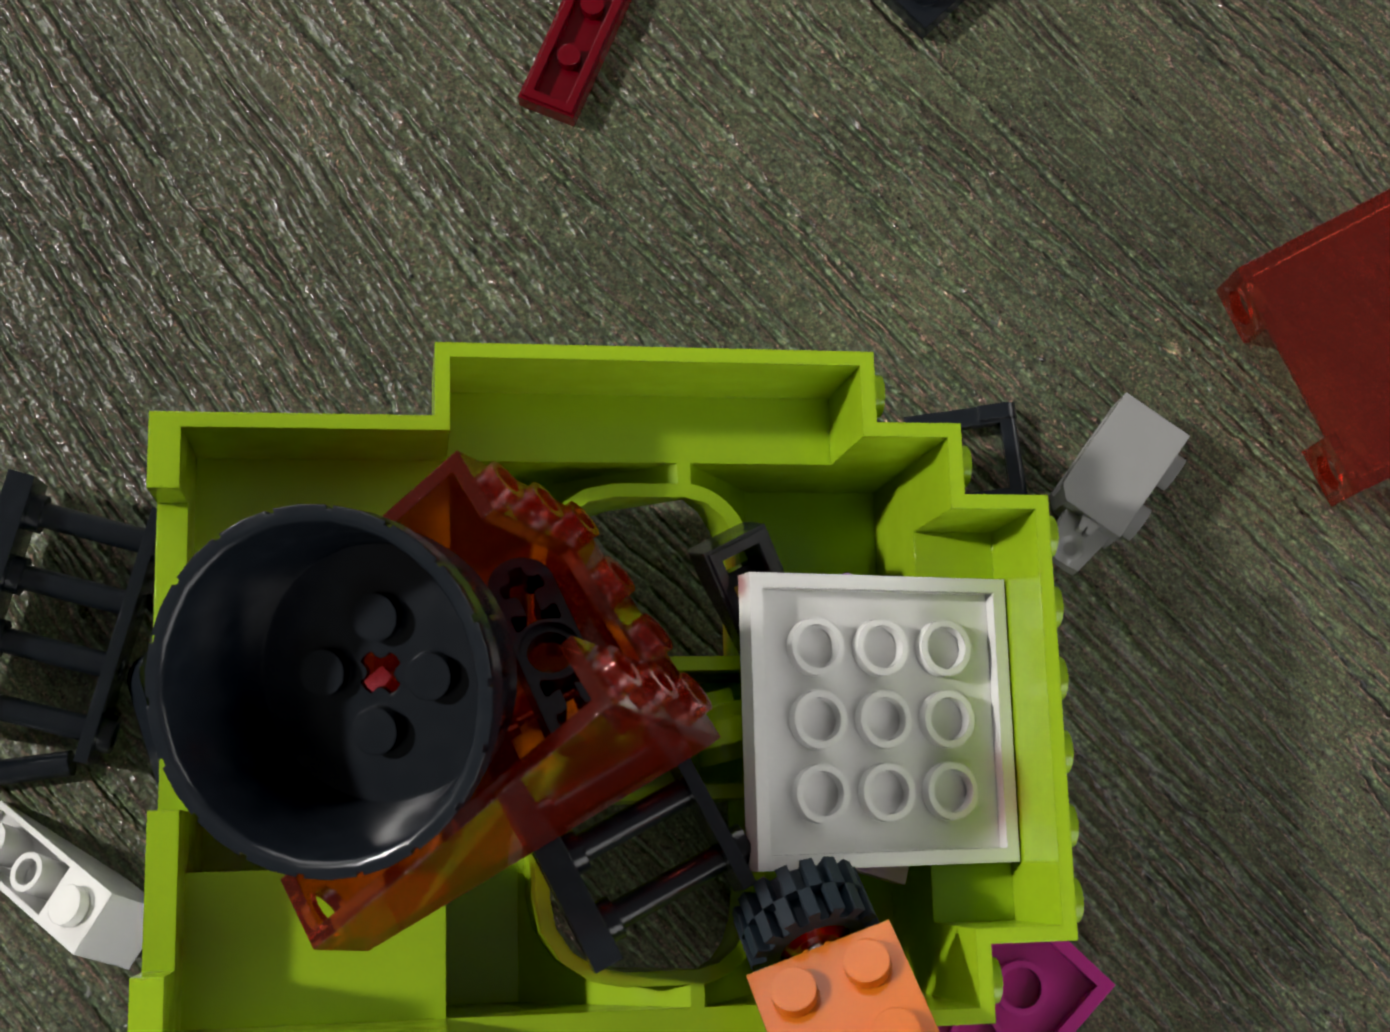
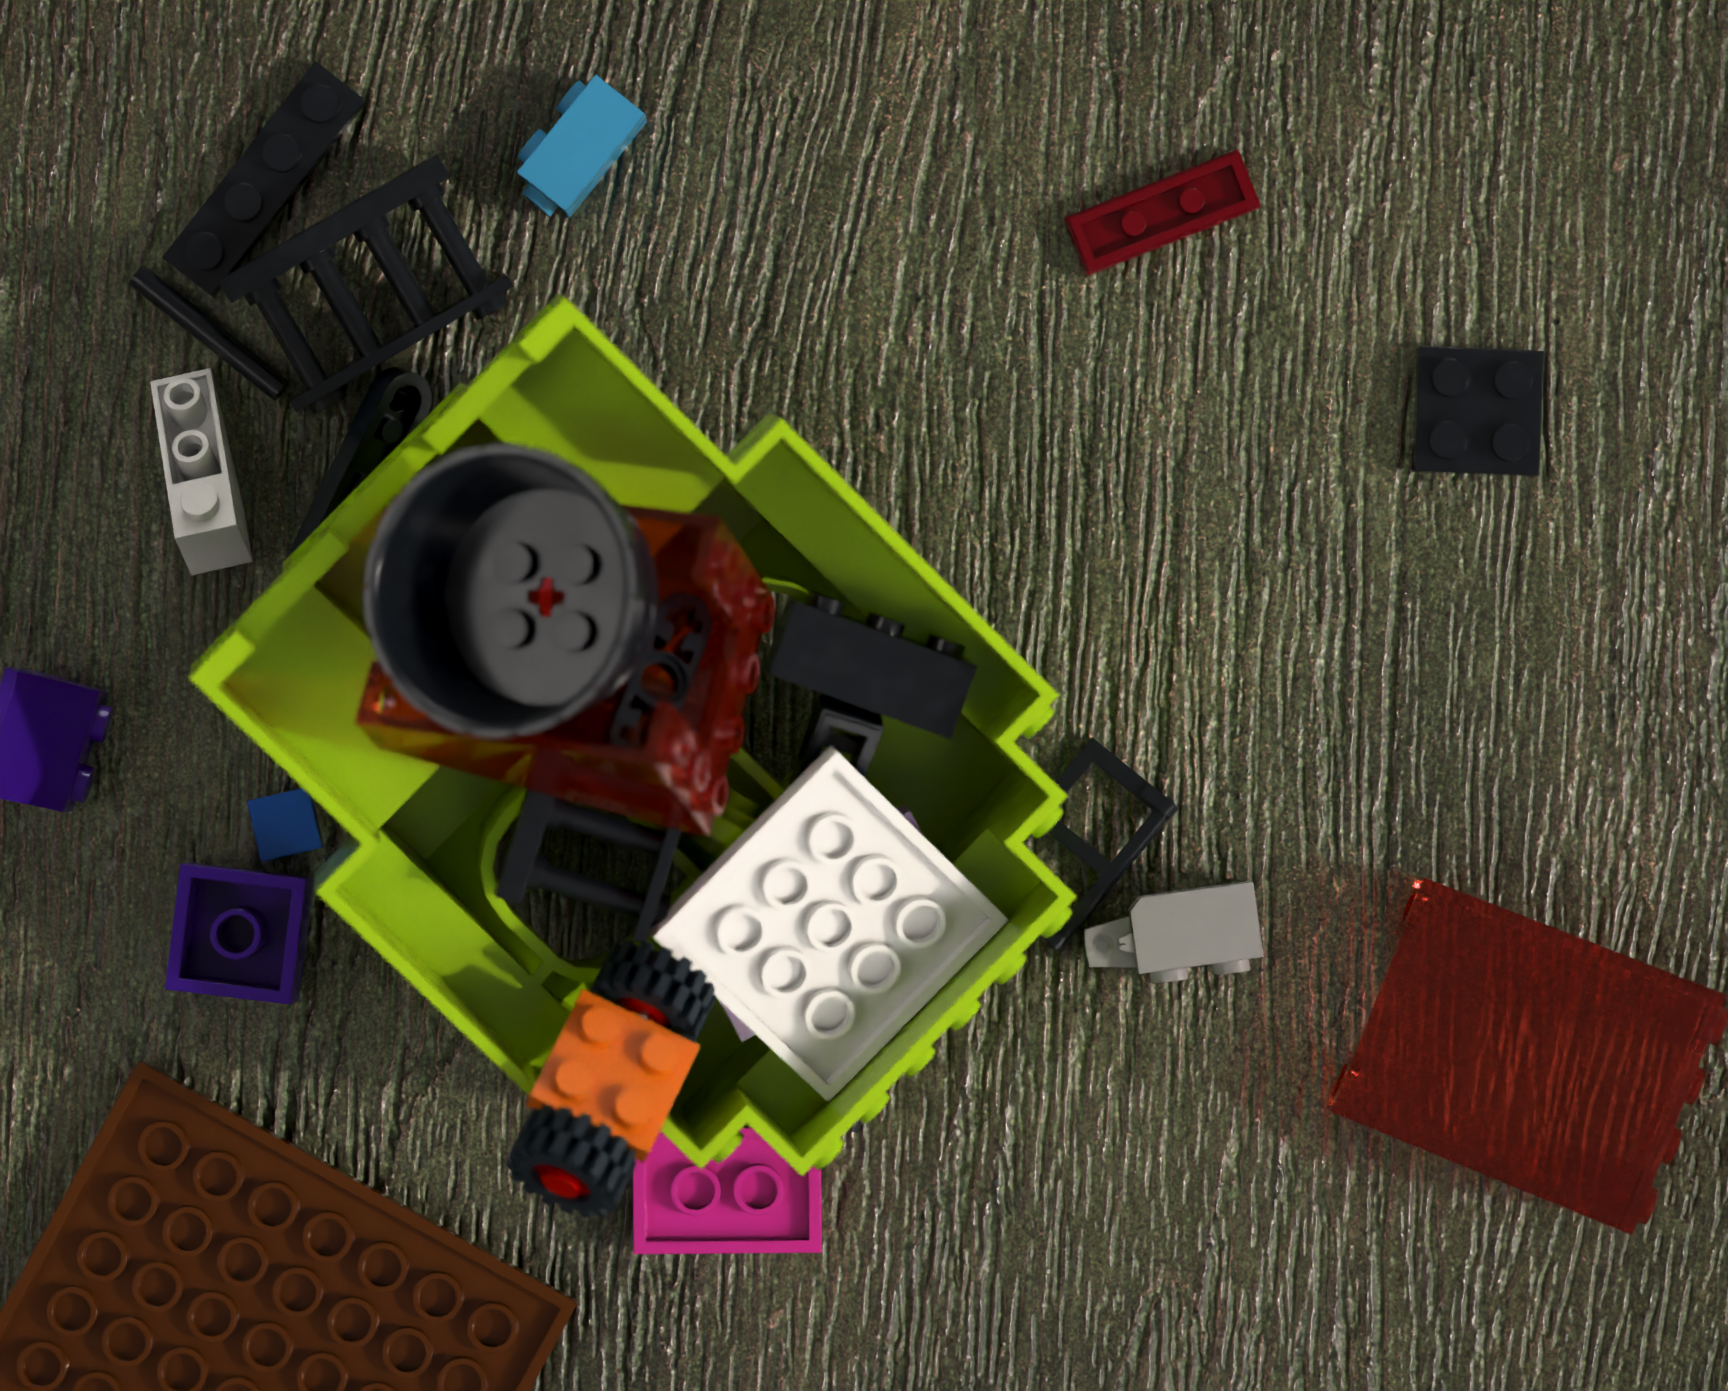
camera: 45 degrees right, 10 degrees up
(122, 370) = (579, 148): none -> dark azure brick
(703, 485) = (871, 663): none -> black brick

